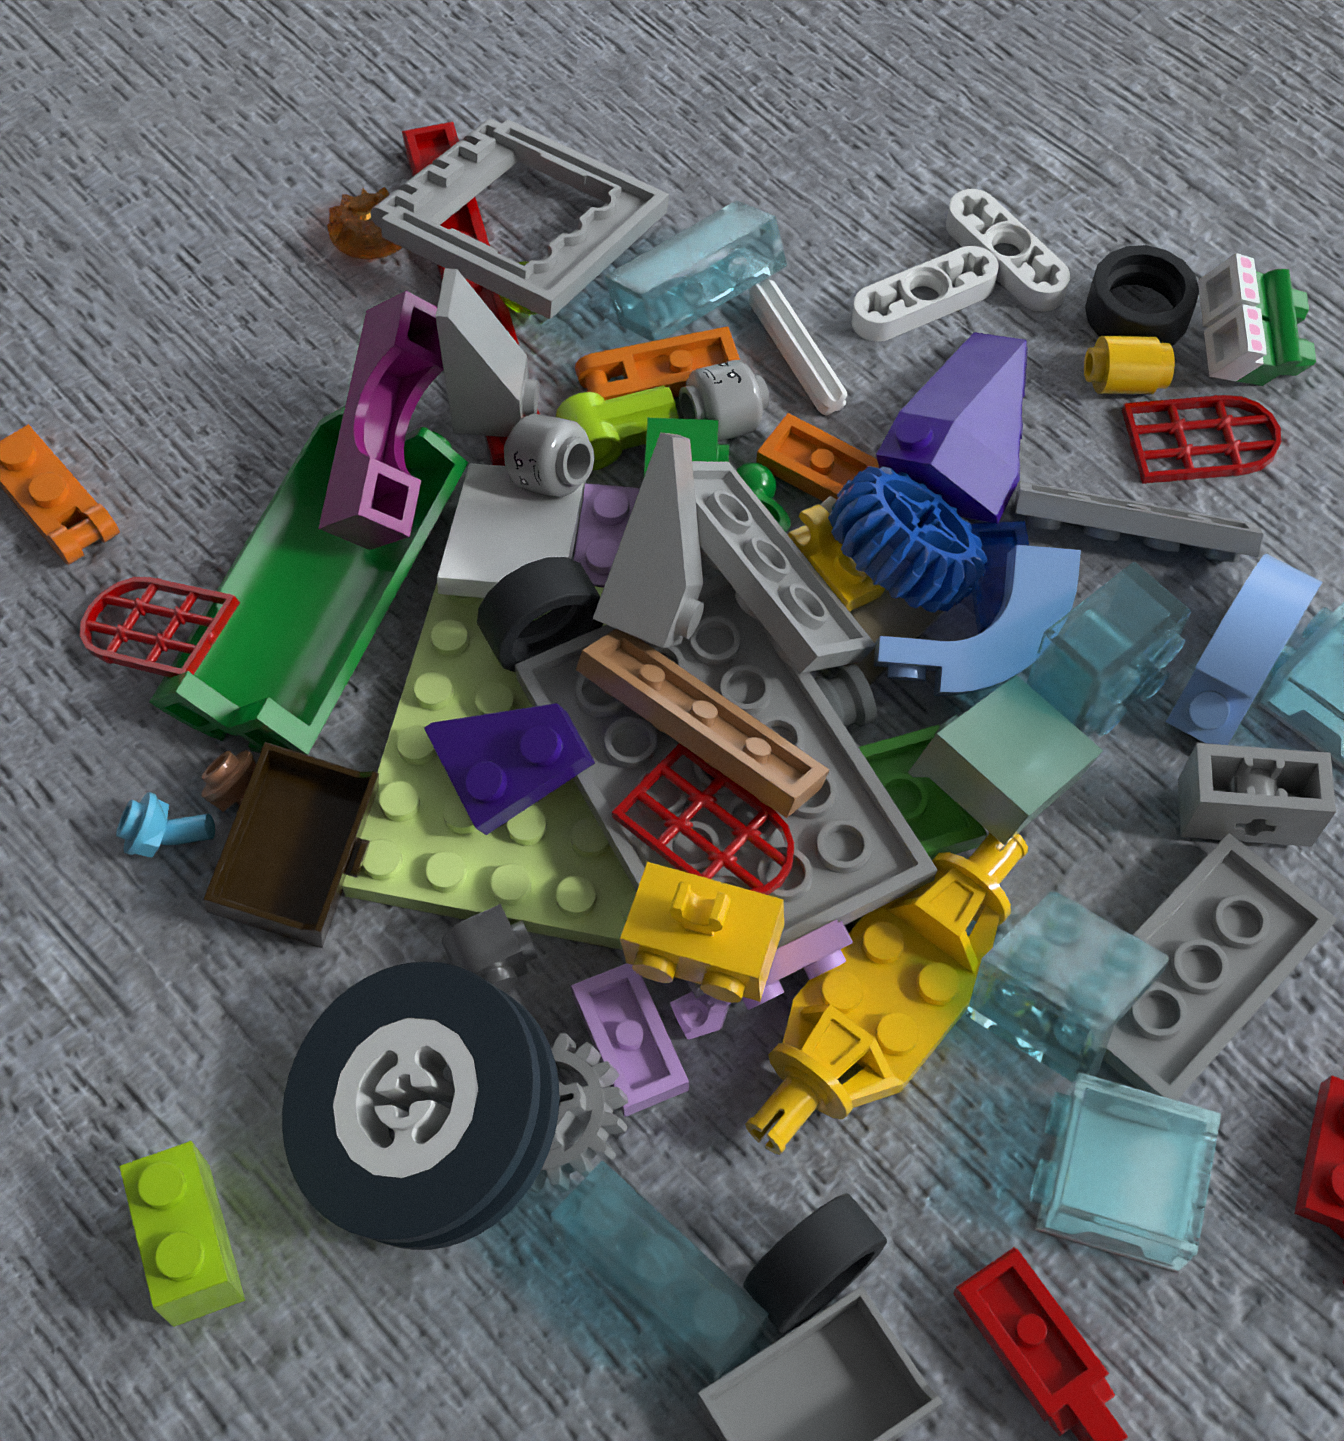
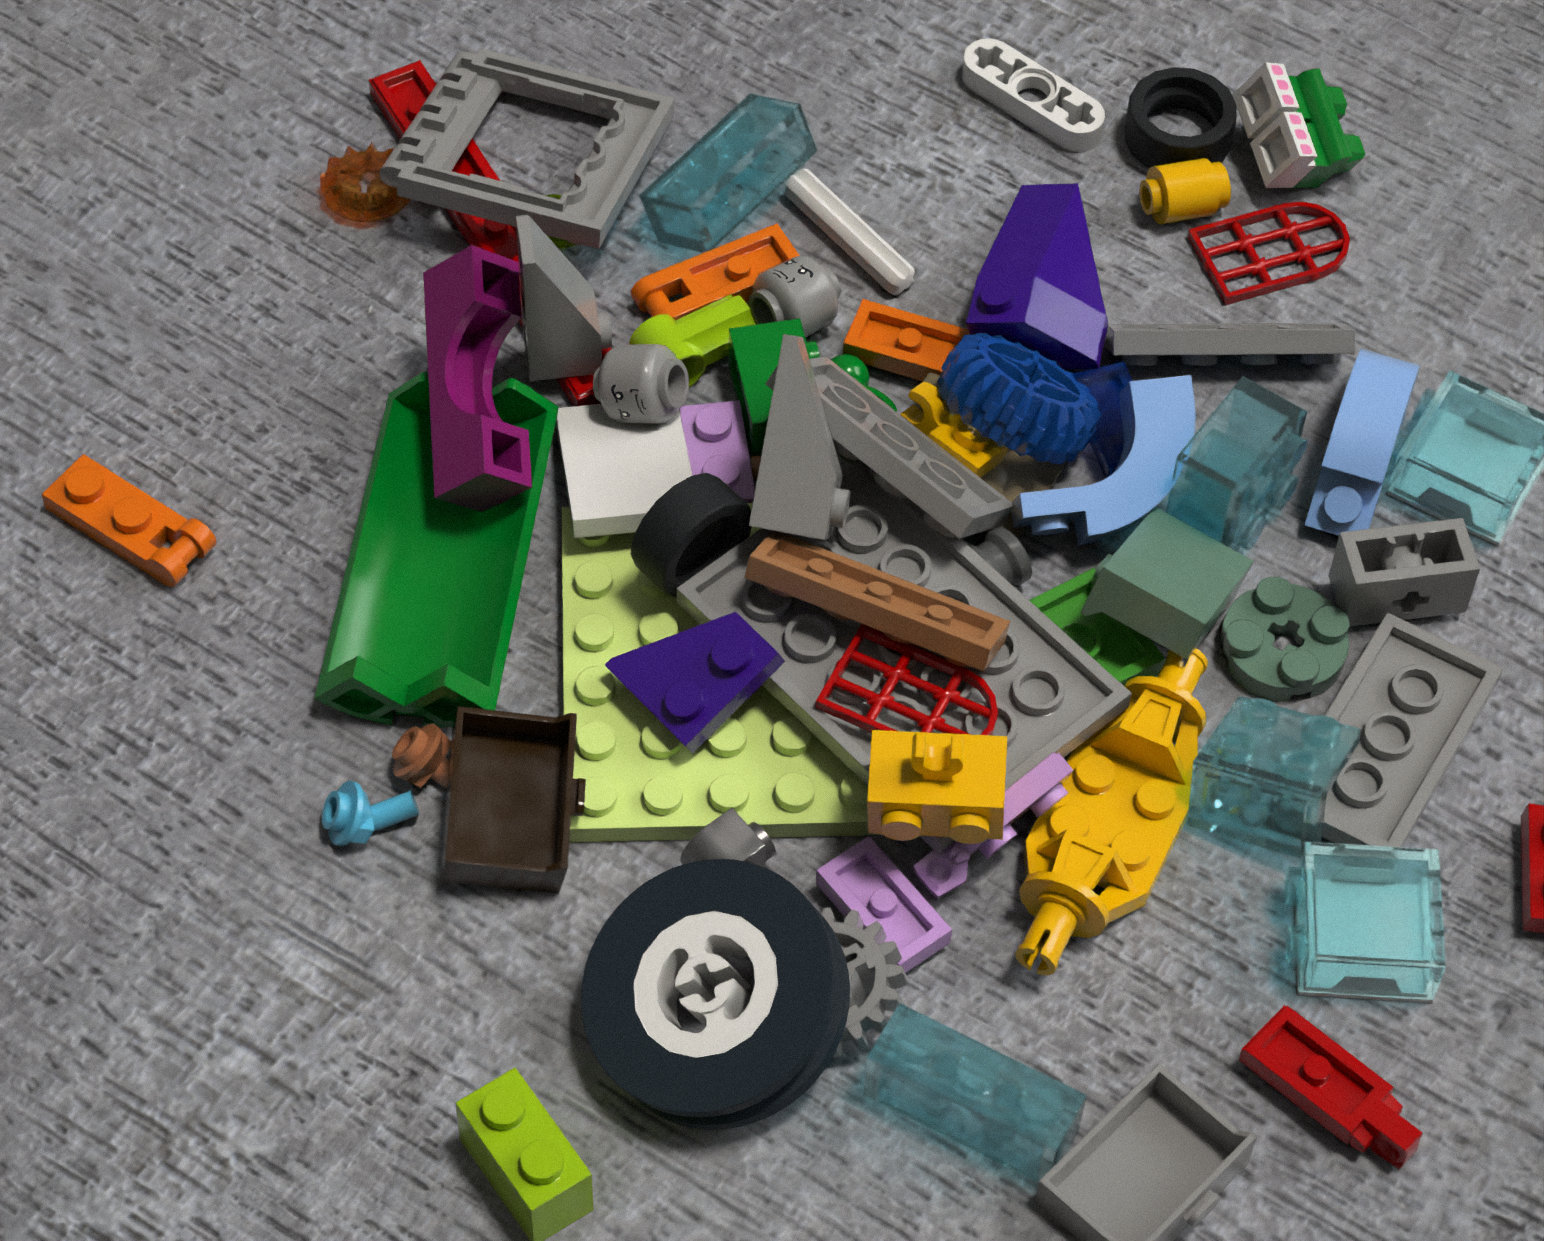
camera: 15 degrees left, 5 degrees down
(163, 641) = (307, 638): red window -> none
(814, 1262) = (1115, 1047): black tyre -> none
(913, 312) = (953, 175): white beam -> none
(1117, 873) = (1289, 610): none -> sand green plate

